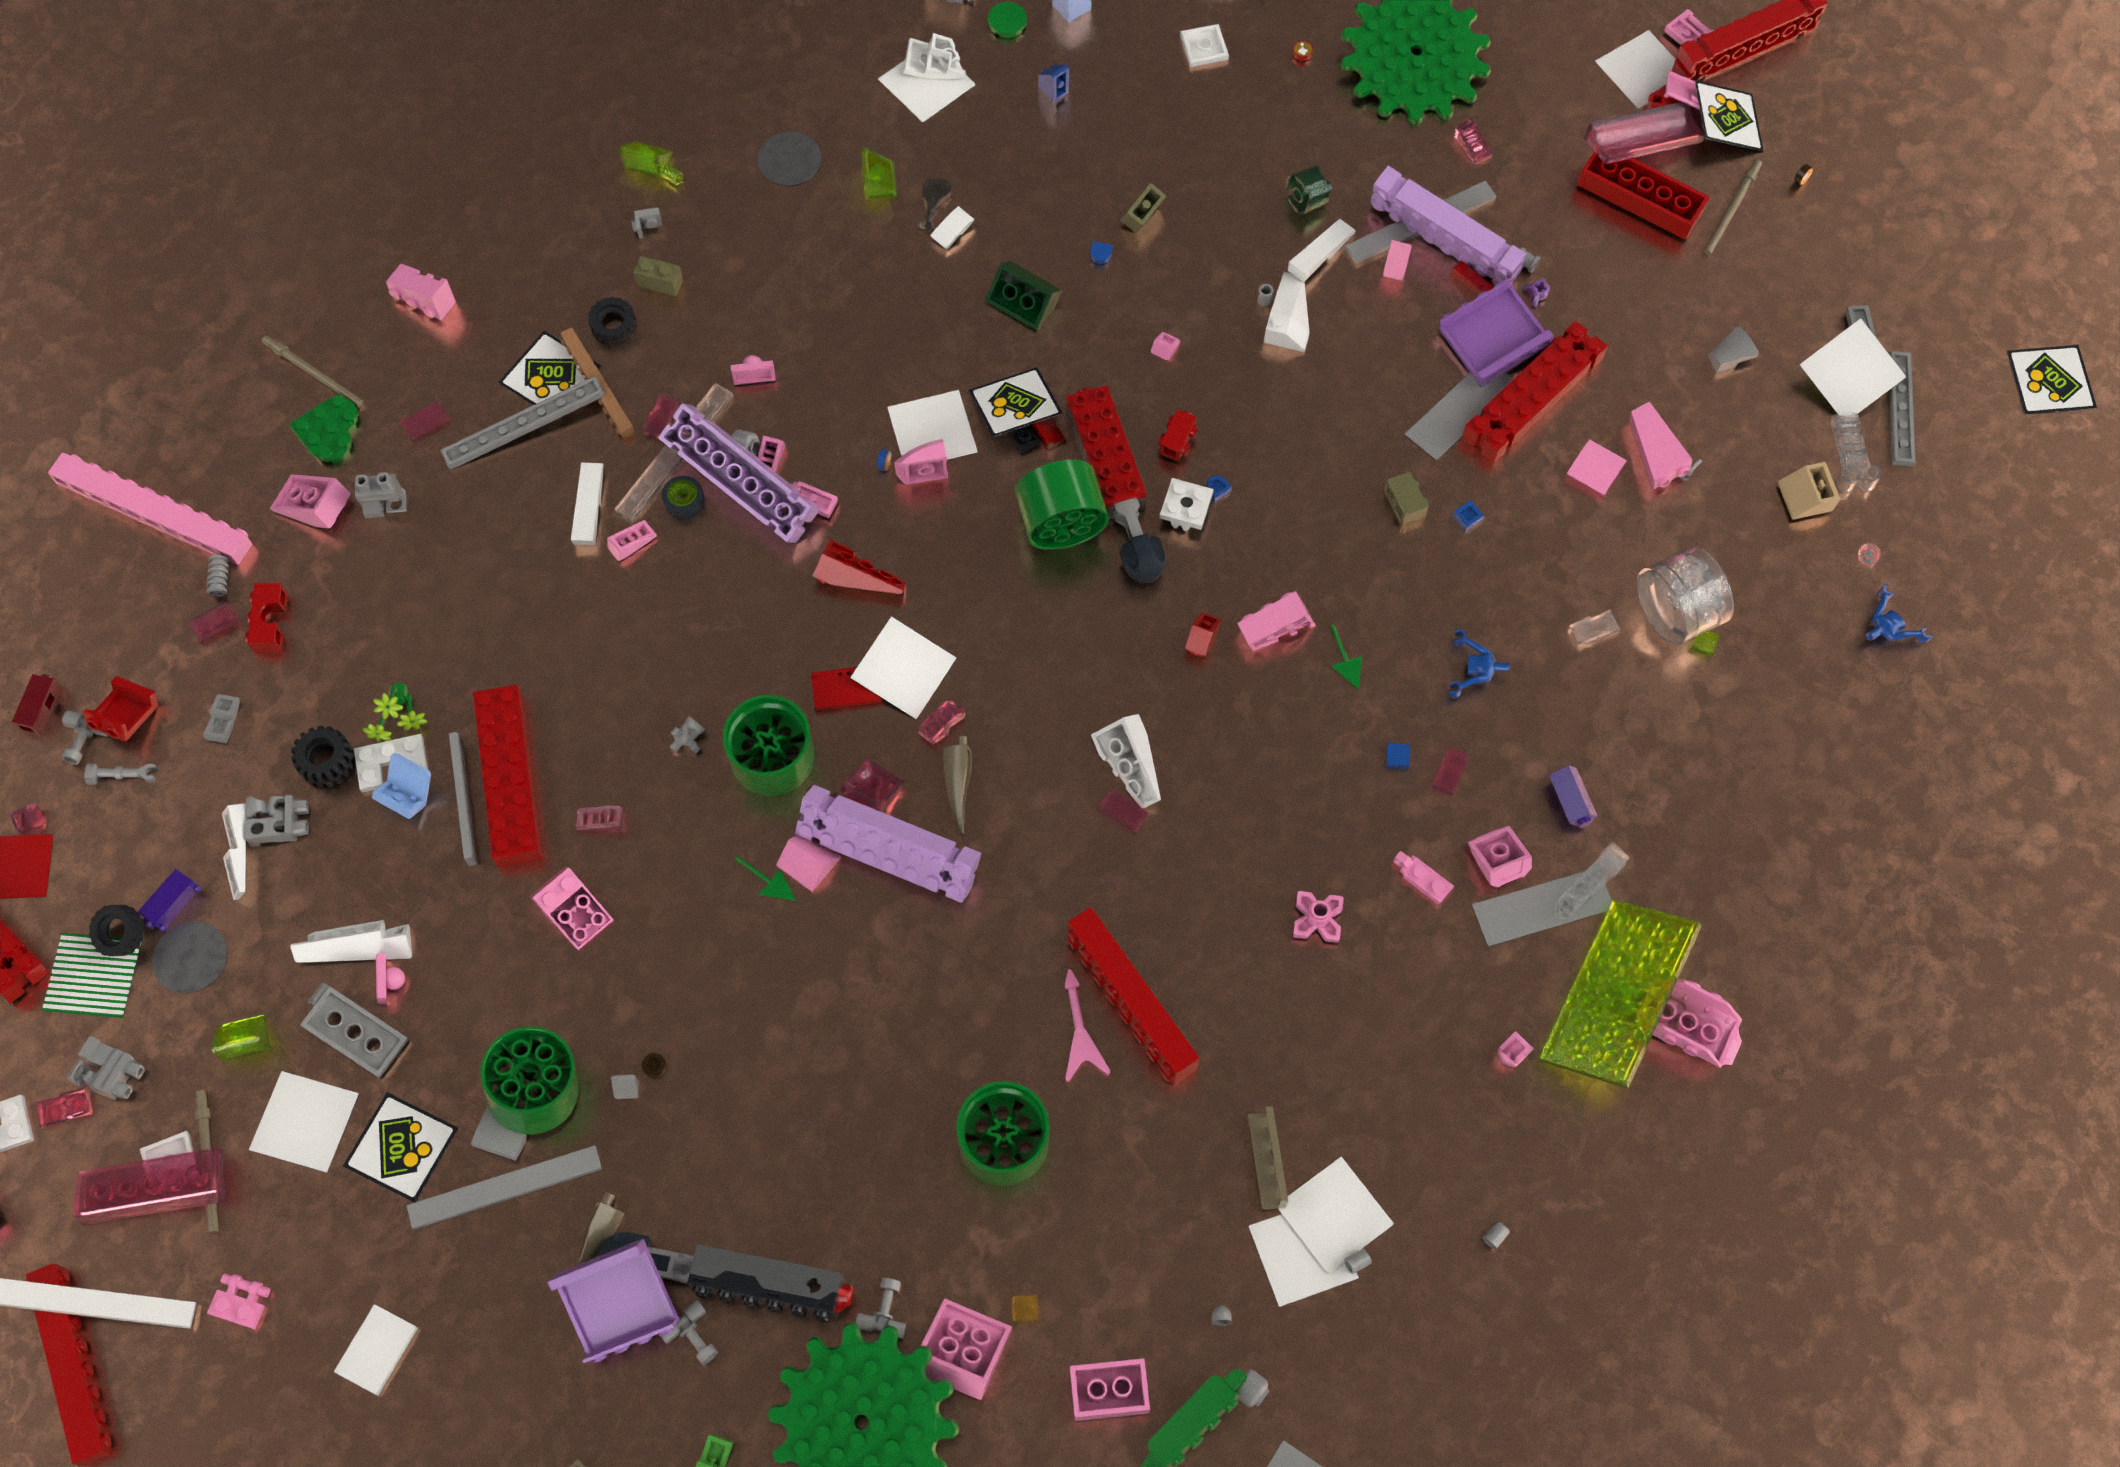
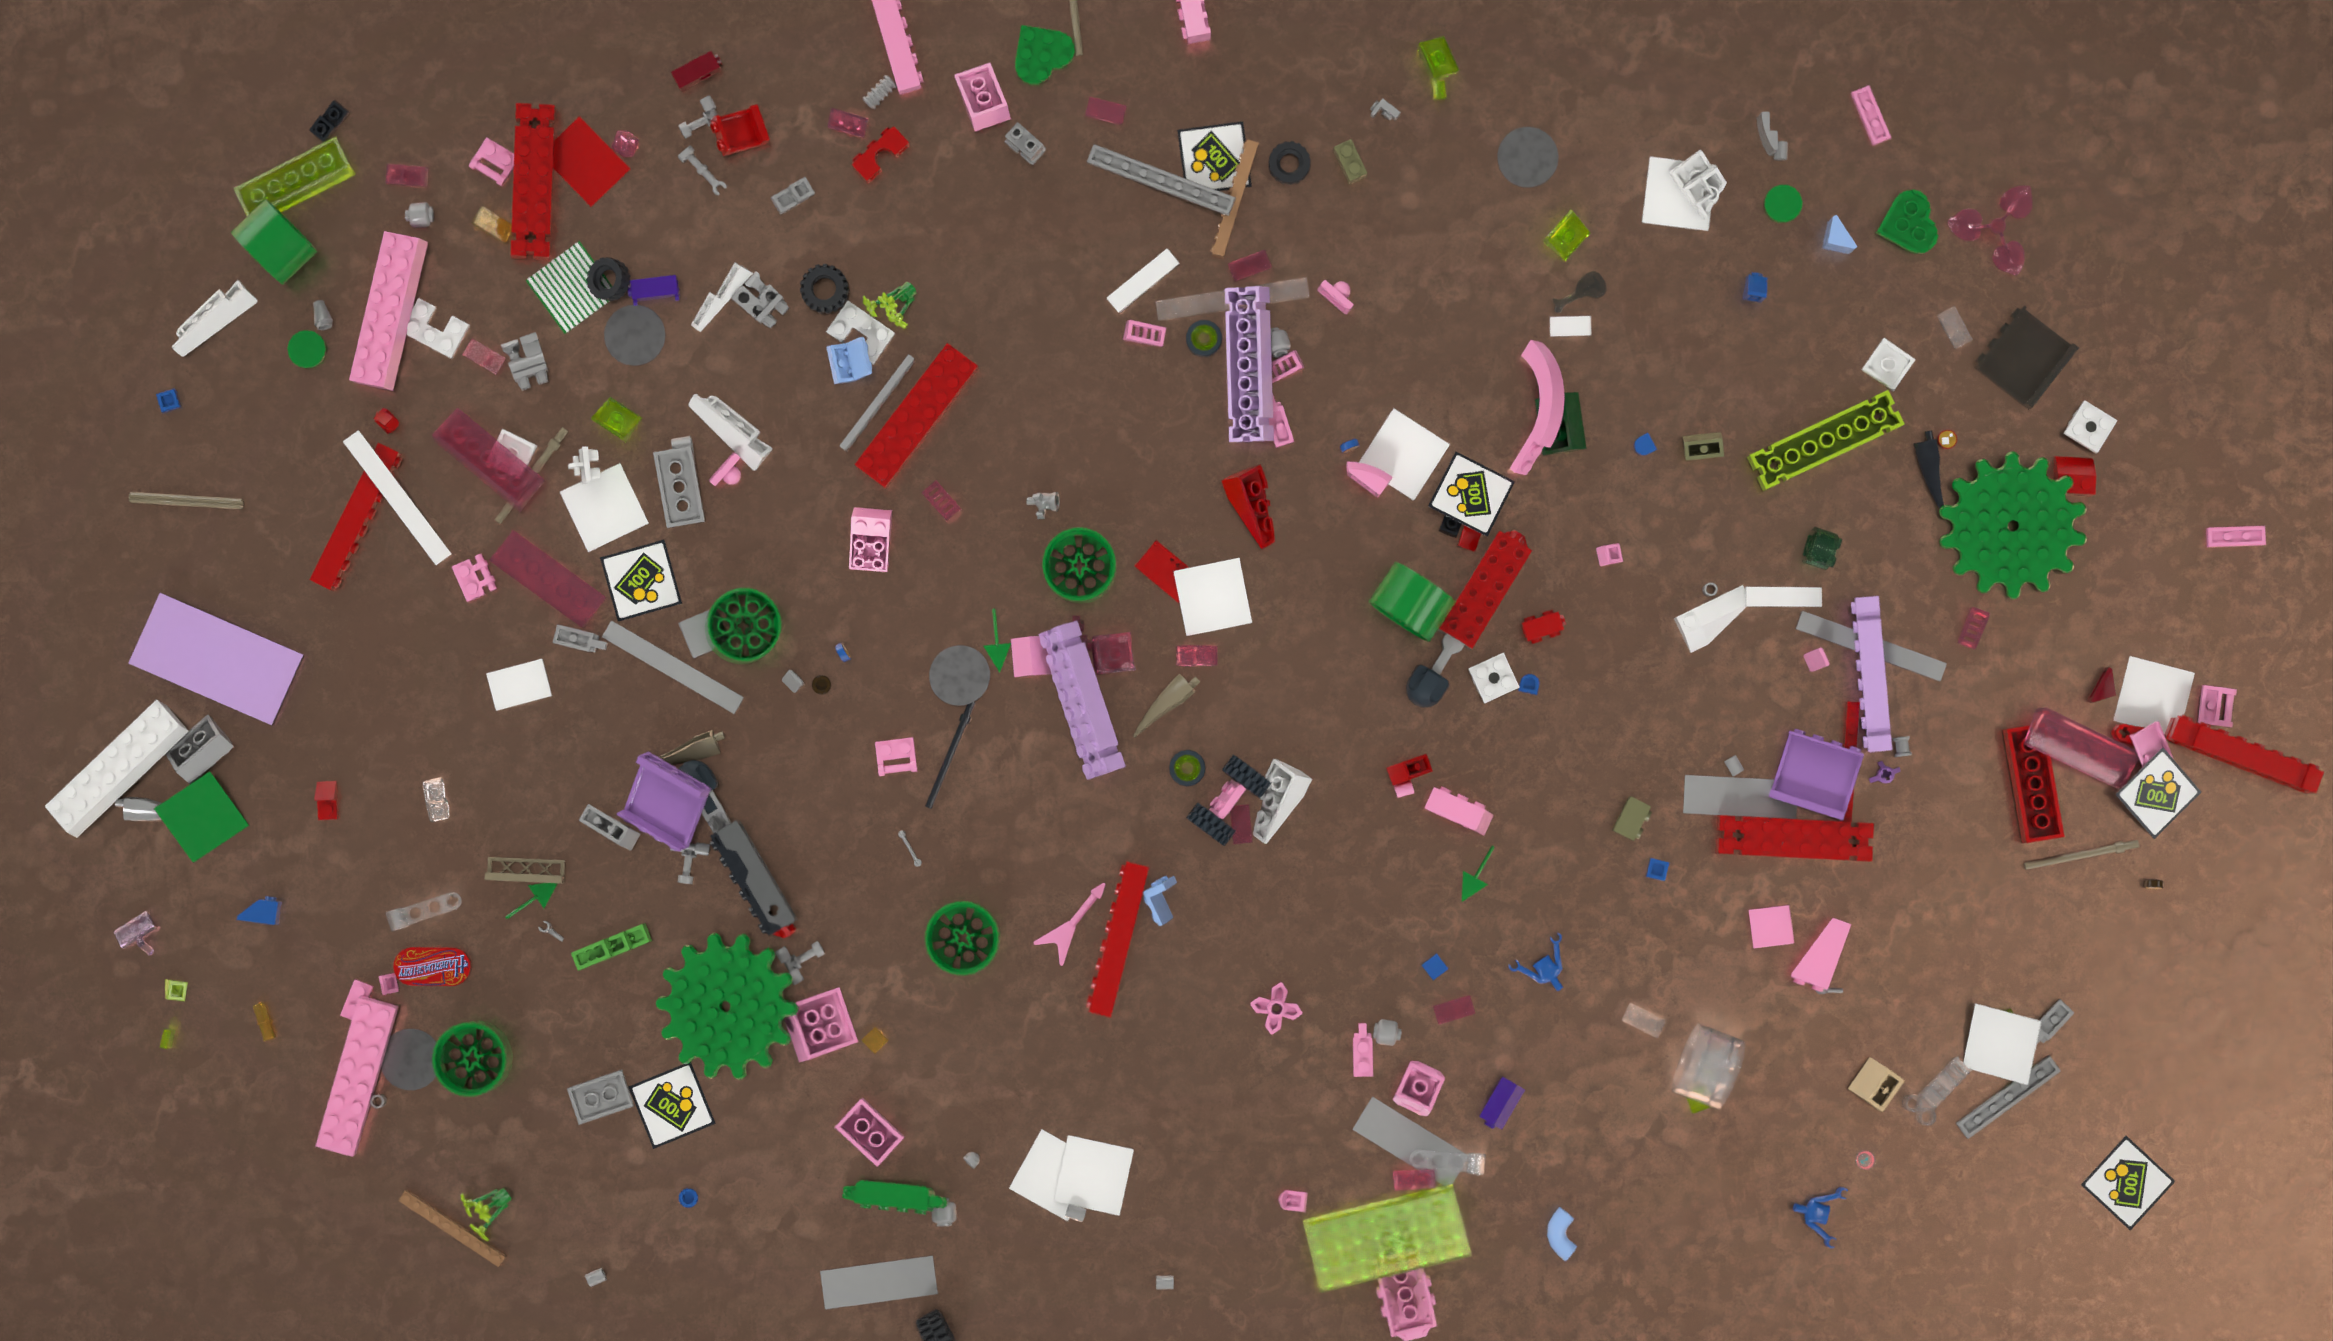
camera: 50 degrees right, 20 degrees up
(18, 1250) = (386, 420): none -> red piece
(246, 1103) = (586, 456): none -> white hips
(311, 1232) = (548, 579): none -> clear pink arch
(392, 1252) = (578, 639): none -> light grey hinge
(589, 1382) = (609, 827): none -> light grey slope
(643, 1018) = (842, 652): none -> blue tile
(764, 935) = (959, 675): none -> flat silver sticker
(776, 1050) = (895, 750): none -> bright pink plate
(808, 966) = (964, 720): none -> black bar
(896, 1121) = (917, 862): none -> light grey hinge
(1005, 283) = (1550, 405): none -> bright pink arch
(1028, 799) = (1191, 757): none -> wheel
(1085, 768) = (1231, 791): none -> black plate
(1115, 917) = (1154, 898): none -> light blue bracket
(1216, 652) = (1404, 789): none -> bright pink hinge
(1222, 124) = (1825, 440): none -> lime brick
(1267, 1160) = (1090, 1107): dark tan fence -> none
(1310, 72) = (1929, 463): none -> black piece
(1423, 841) = (1386, 1032): none -> light grey head
(1430, 390) = (1734, 765): none -> light grey hinge
(1582, 928) = (1414, 1179): none -> clear pink slope
(1604, 91) = (2104, 687): none -> dark red slope
(1732, 350) = (1953, 946): light grey slope -> none
(1735, 848) = (1557, 1234): none -> light blue cylinder

